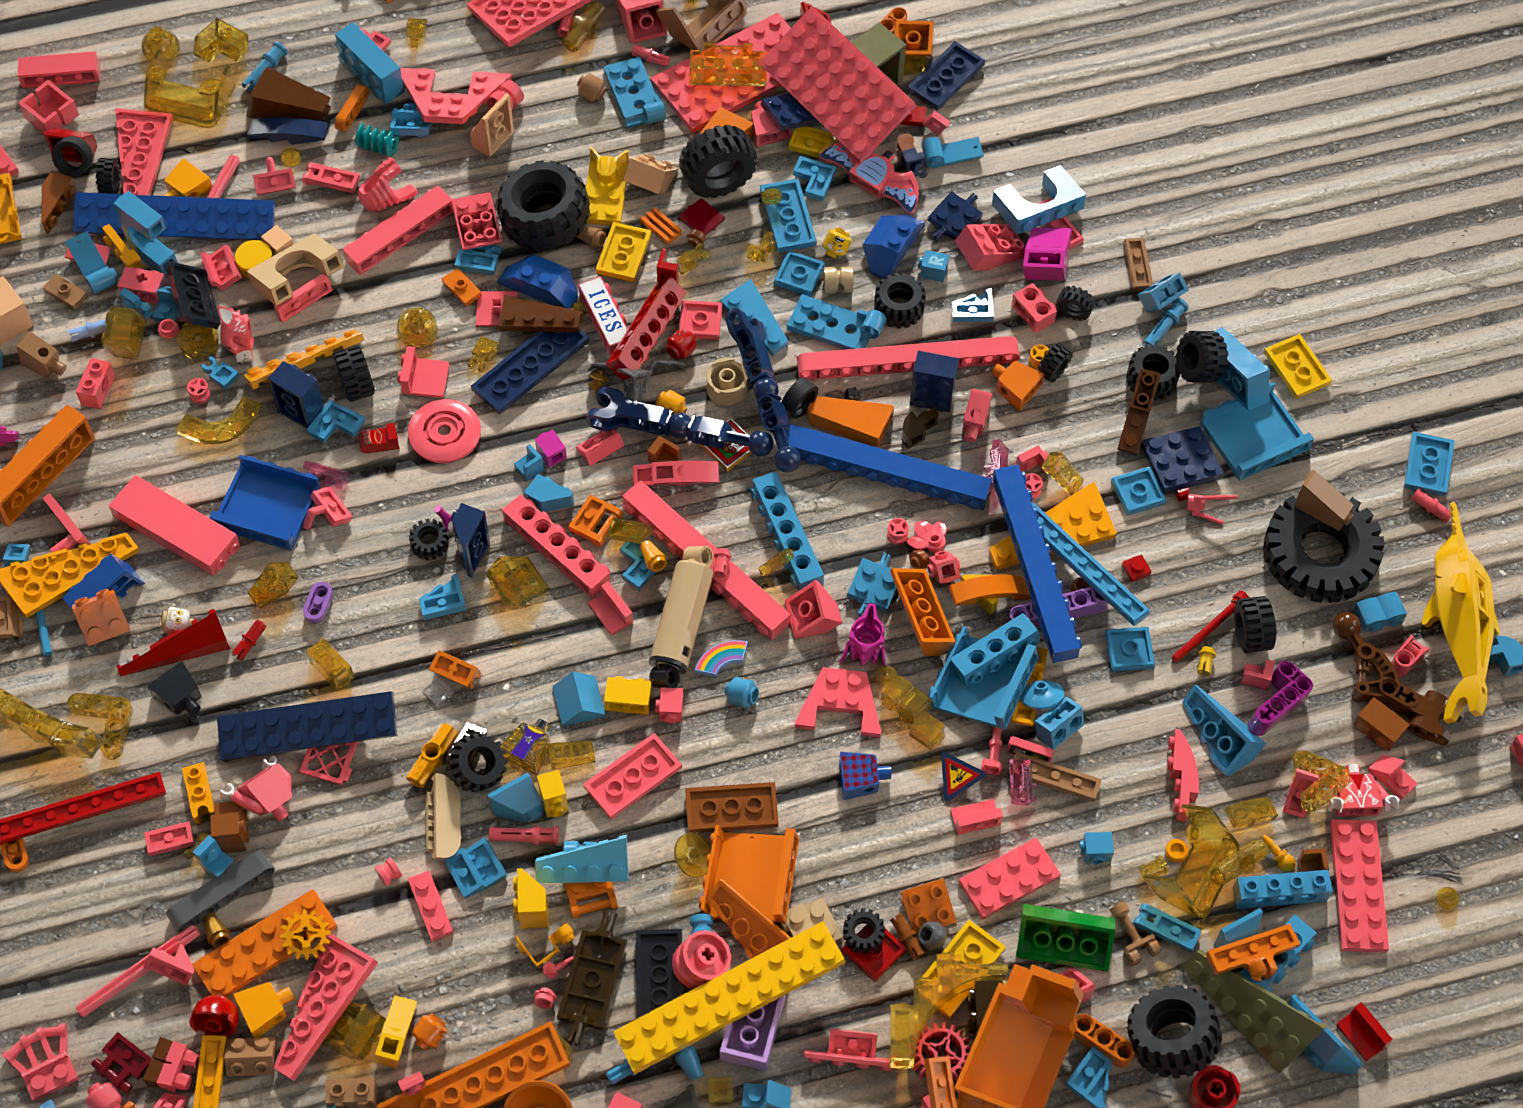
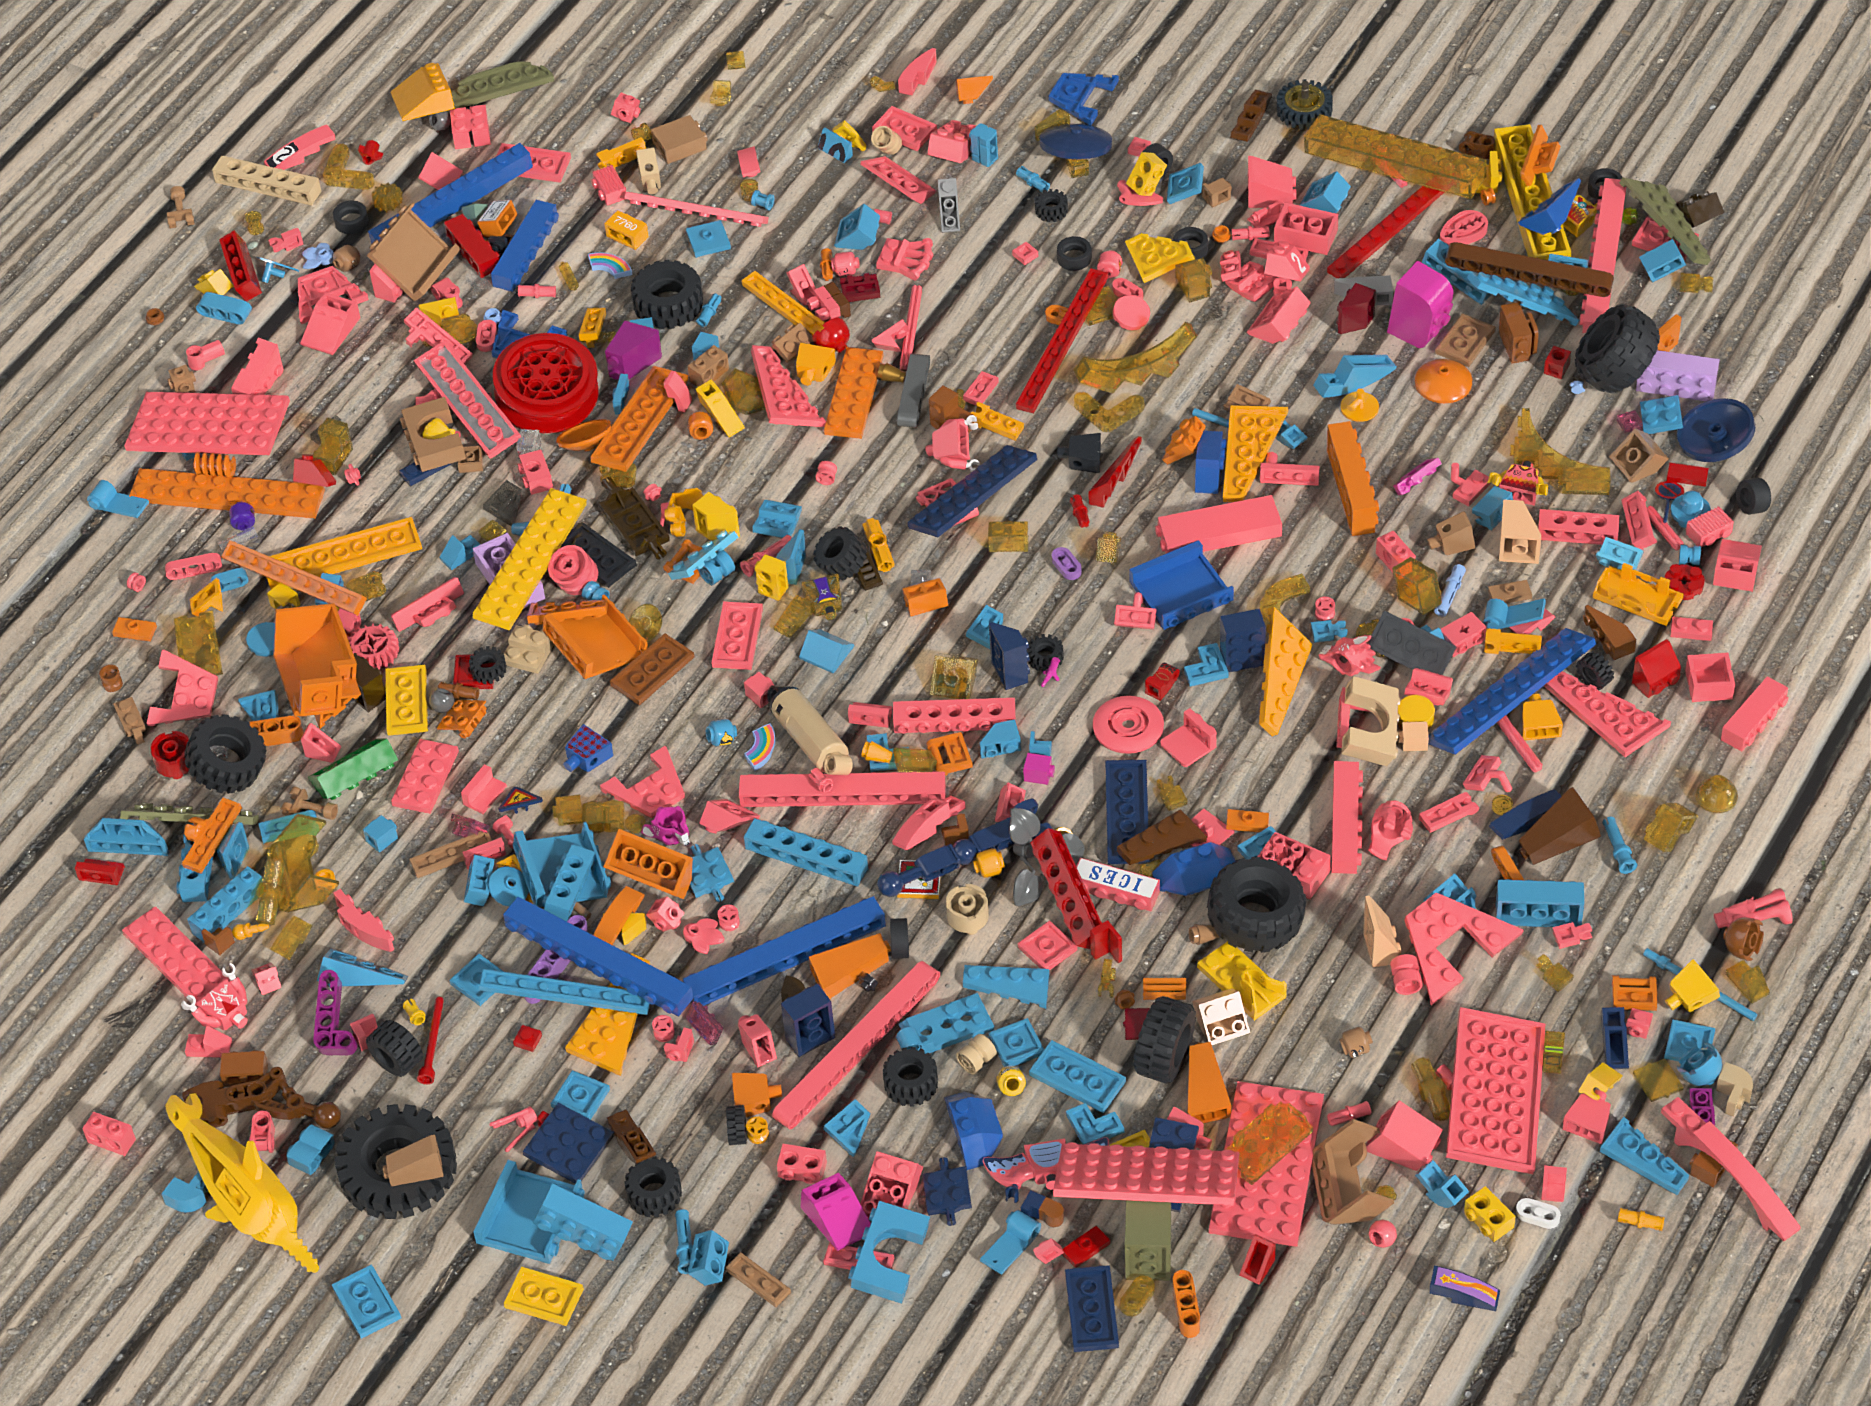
camera: 140 degrees right, 10 degrees down
(61, 164) = (1629, 649): black tyre -> none
(132, 301) = (1449, 616): dark azure plate -> none
(141, 228) = (1499, 656): dark azure arch -> none
(174, 620) = (1137, 481): head -> none
(186, 103) = (1613, 775): clear yellow windscreen -> none
(211, 857) = (927, 391): dark azure slope -> none
(316, 935) = (829, 401): light orange gear -> none
(330, 472) = (1169, 633): clear pink plate -> none
(354, 373) = (1228, 689): black tyre -> none
(375, 141) = (1454, 859): teal piece -> none
(417, 327) = (1239, 768): clear yellow cylinder -> none
(430, 906) = (780, 482): coral plate -> none
(443, 818) = (819, 516): tan brick -> none
(623, 252) = (1164, 942): yellow plate -> none
(628, 695) = (795, 670): yellow brick -> none
(652, 109) = (1285, 1063): dark azure hinge -> none
(681, 344) = (1034, 909): red head -> none
(761, 252) = (1062, 1030): clear yellow bracket -> none
(765, 389) = (942, 921): dark blue piece -> none
(771, 196) = (1100, 1065): clear yellow tile -> none
(776, 562) = (788, 821): clear yellow axle -> none
(917, 37) = (1148, 1306): orange slope -> none
(919, 559) = (691, 910): dark orange plate -> none
(929, 995) = (407, 655): clear yellow arch -> none
(933, 265) = (916, 1131): dark azure brick -> none
(1052, 467) = (647, 1049): clear yellow slope -> none
(1075, 303) = (769, 1187): black tyre -> none
(1155, 867) = (329, 851): clear yellow bush -> none
(1201, 356) = (613, 1194): black tyre -> none
(1333, 777) = (248, 984): clear yellow beam -> none
(1431, 505) = (337, 1268): coral pin -> none
(1452, 894) = (104, 990): clear yellow plate -> none

